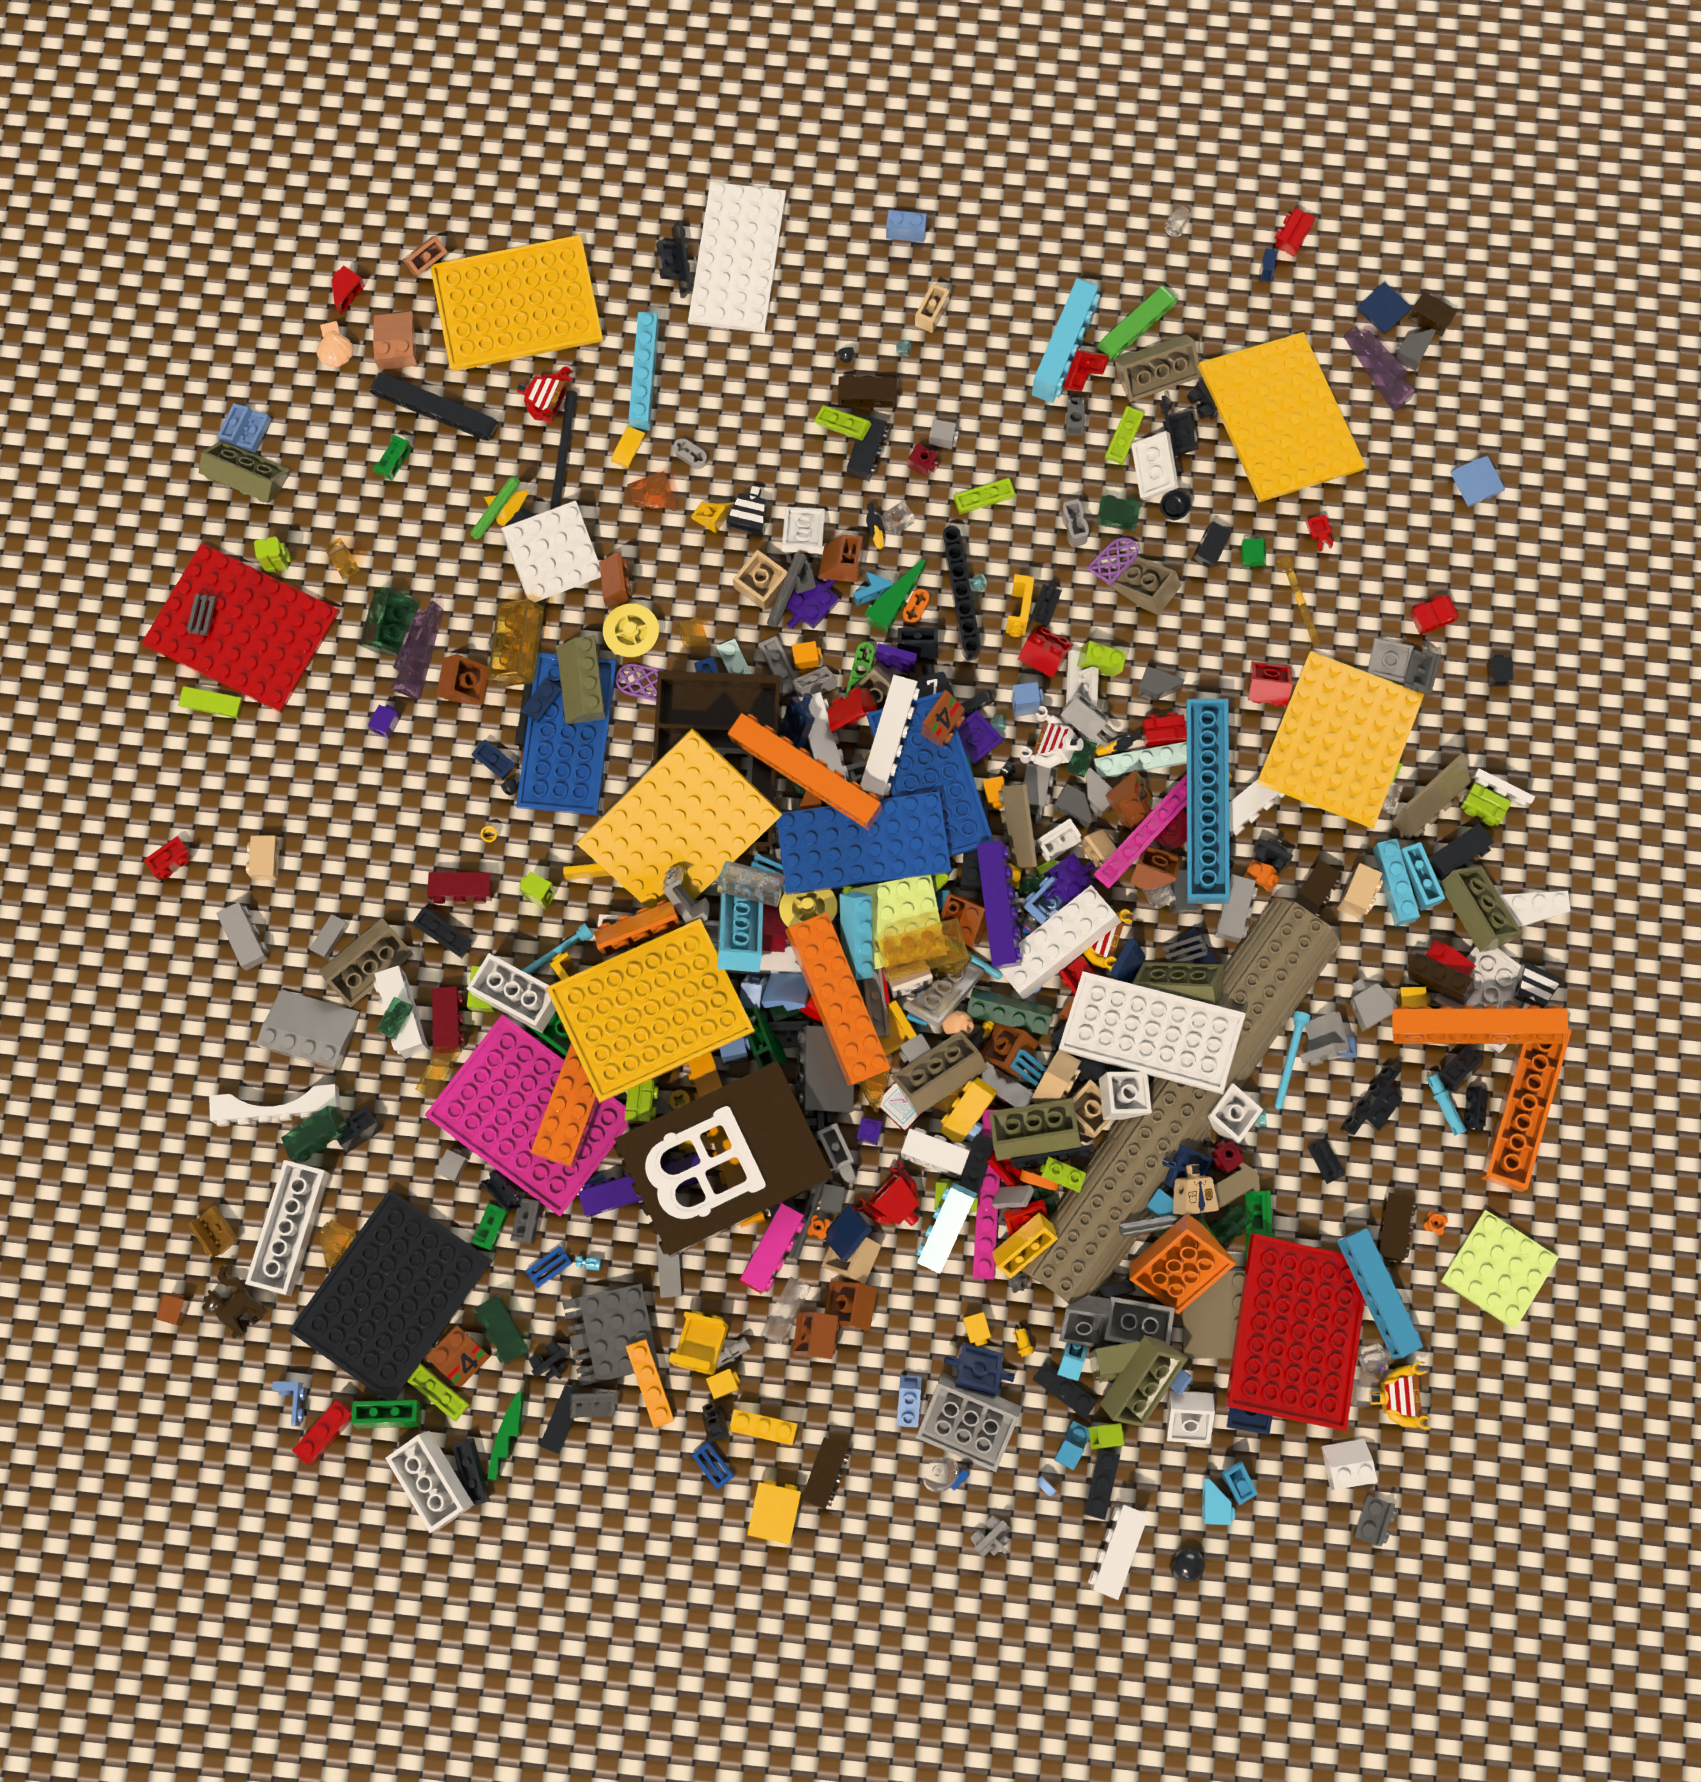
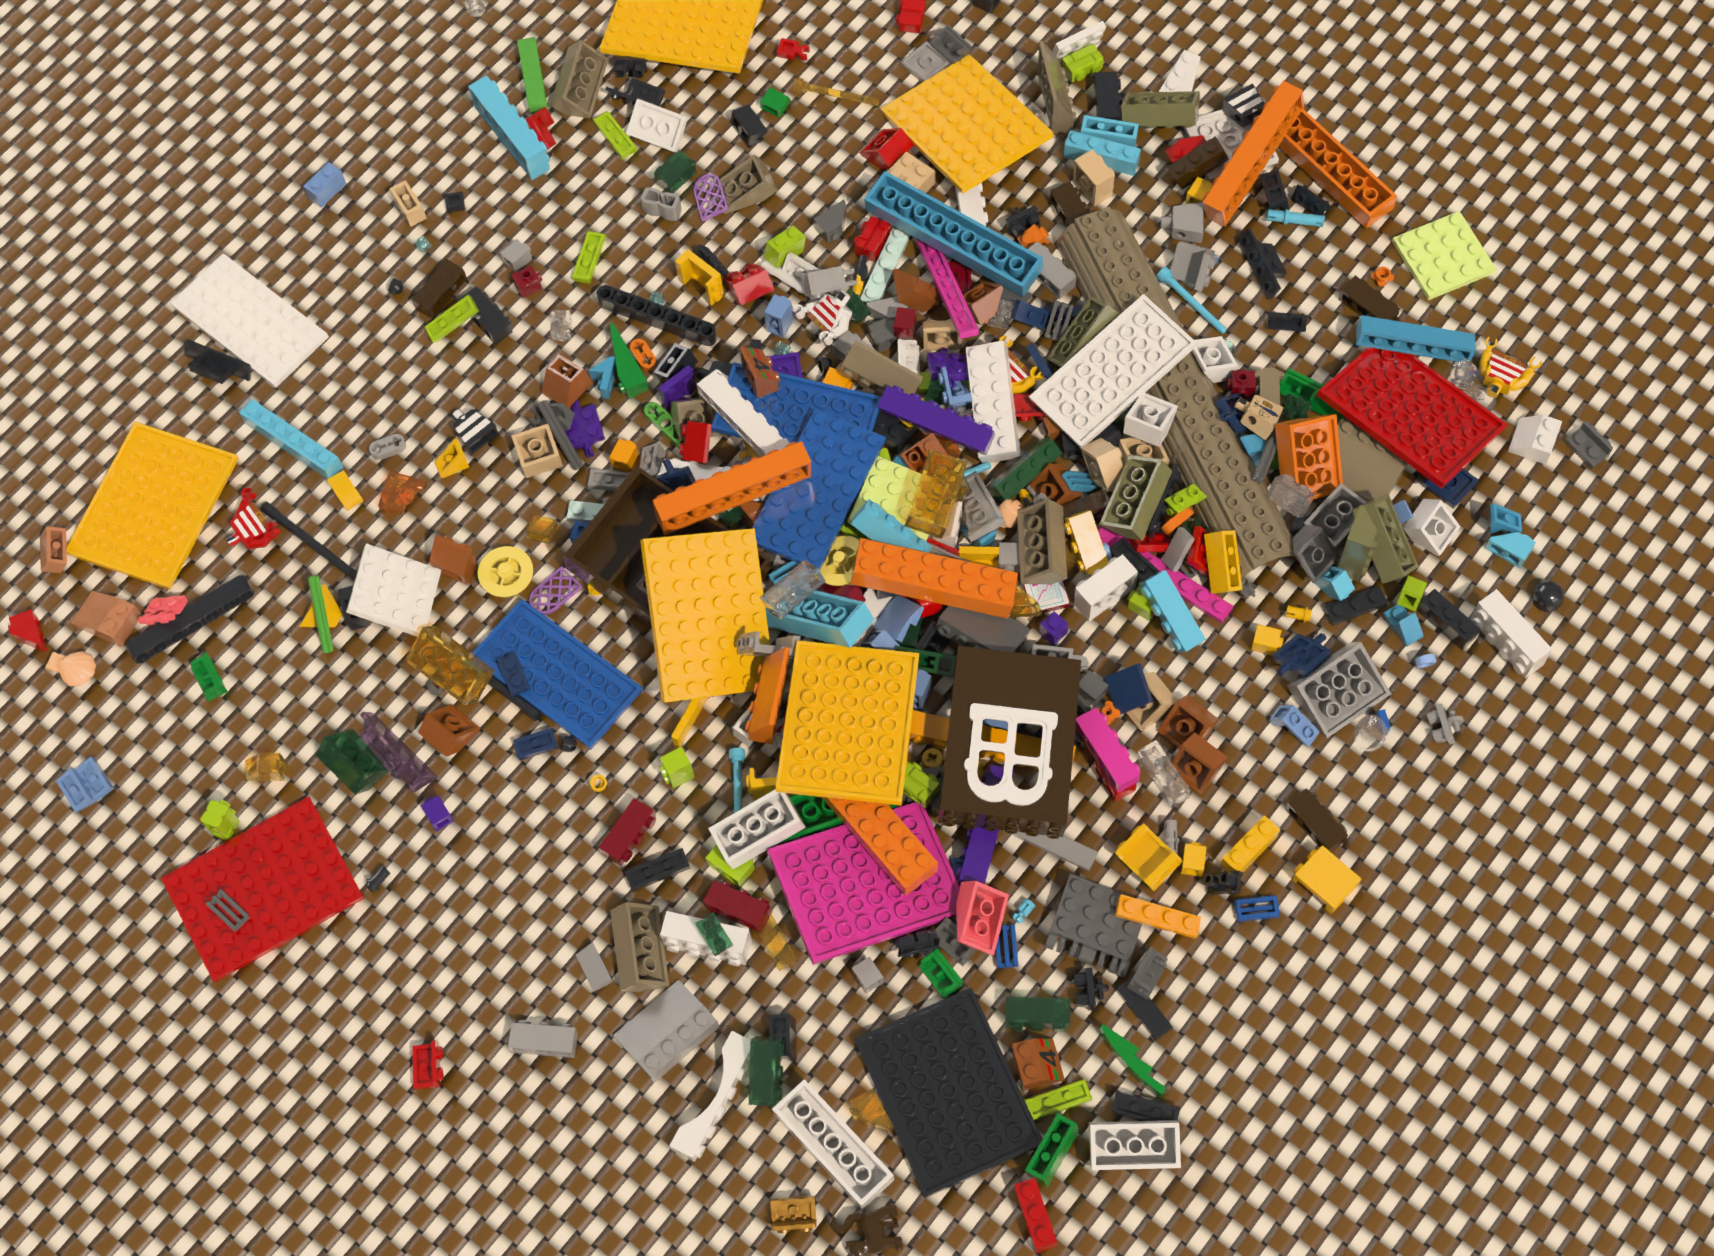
camera: 55 degrees left, 10 degrees down
(210, 702) = (310, 951): lime tile -> none
(243, 471) = (124, 805): olive slope -> none
(263, 857) = (485, 982): tan brick -> none
(299, 1394) = (974, 1227): medium blue bracket -> none
(300, 712) = (377, 879): none -> black pin
(425, 379) = (163, 609): none -> coral plate
(554, 1229) = (980, 915): none -> coral slope
(581, 680) = (520, 632): olive slope -> none
(803, 530) = (519, 395): white plate -> none
(875, 526) = (552, 345): black piece -> none
(894, 1200) = (1123, 641): red torso -> none
(964, 345) = (454, 202): none -> black tile
(989, 1041) = (1037, 498): none -> light grey hand
(1075, 417) = (574, 157): dark grey leg -> none
(1086, 815) = (904, 323): none -> dark red brick
(1128, 1269) = (1290, 495): none -> clear brick
(1172, 921) = (1030, 314): none -> dark blue plate
(1175, 504) = (698, 129): black hair -> none
(1249, 724) = (913, 172): none -> tan brick

